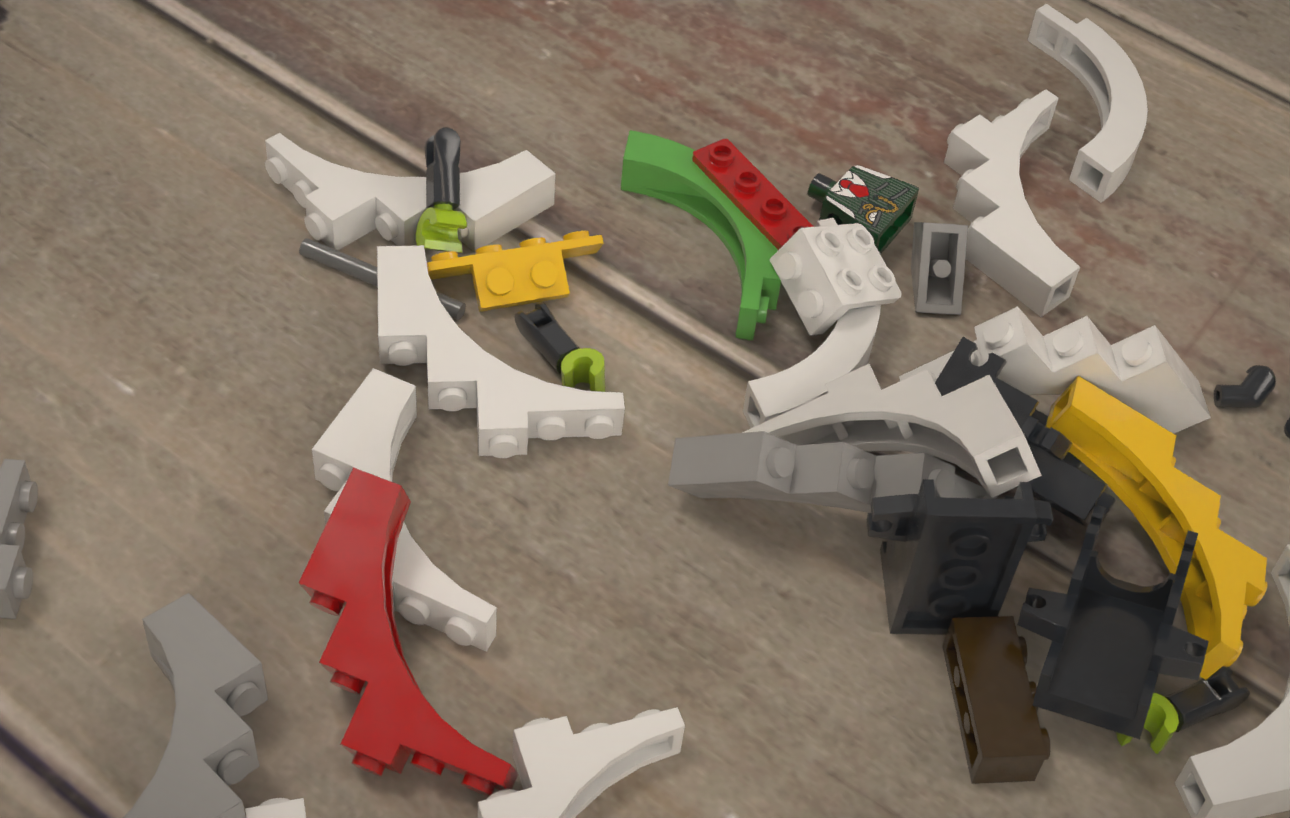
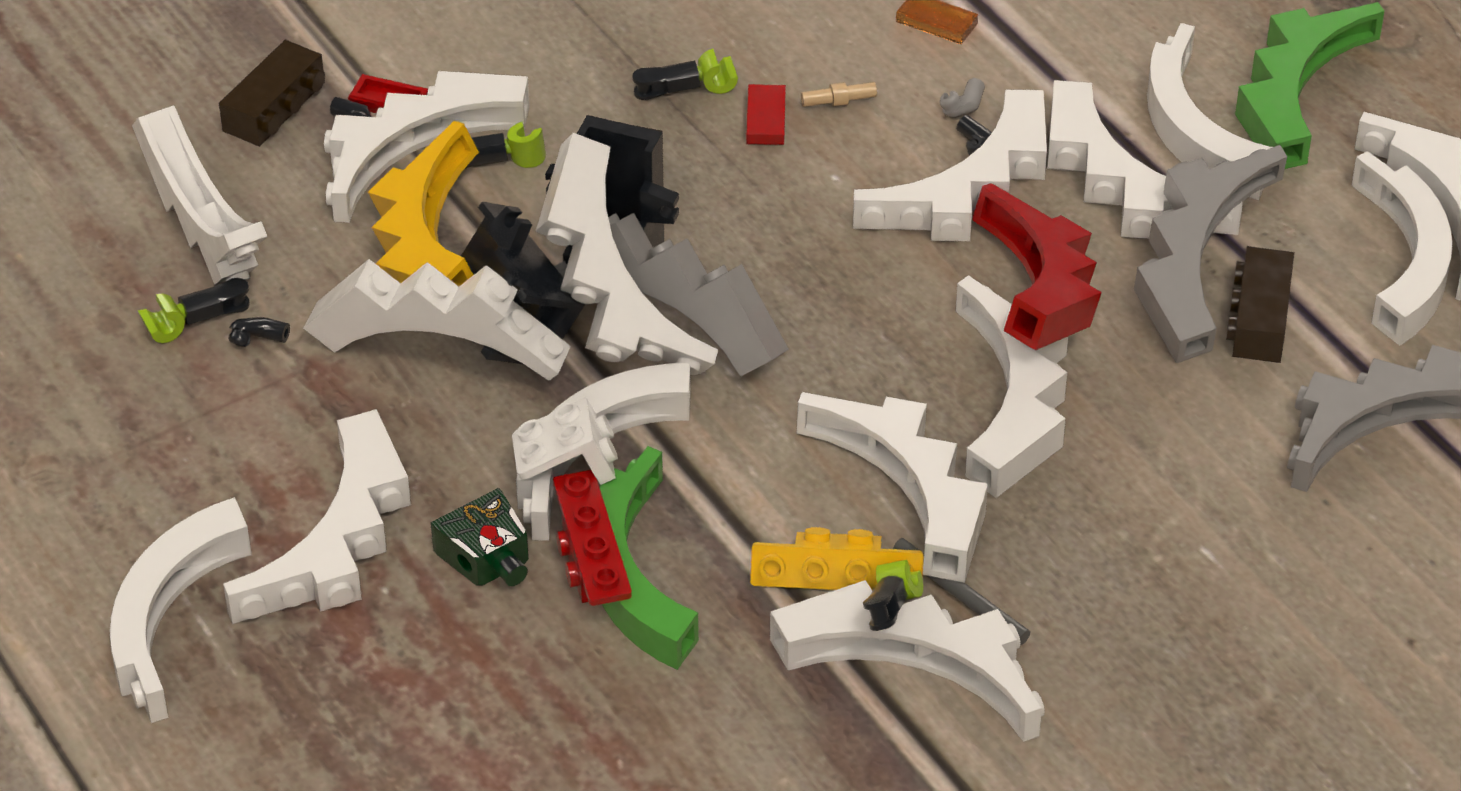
camera: 155 degrees left, 5 degrees down
(87, 720) = (1260, 304): none -> dark brown brick
(560, 350) = (826, 481): piece -> none
(938, 267) = (448, 477): light grey slope -> none
(1110, 640) = (508, 158): black piece -> none

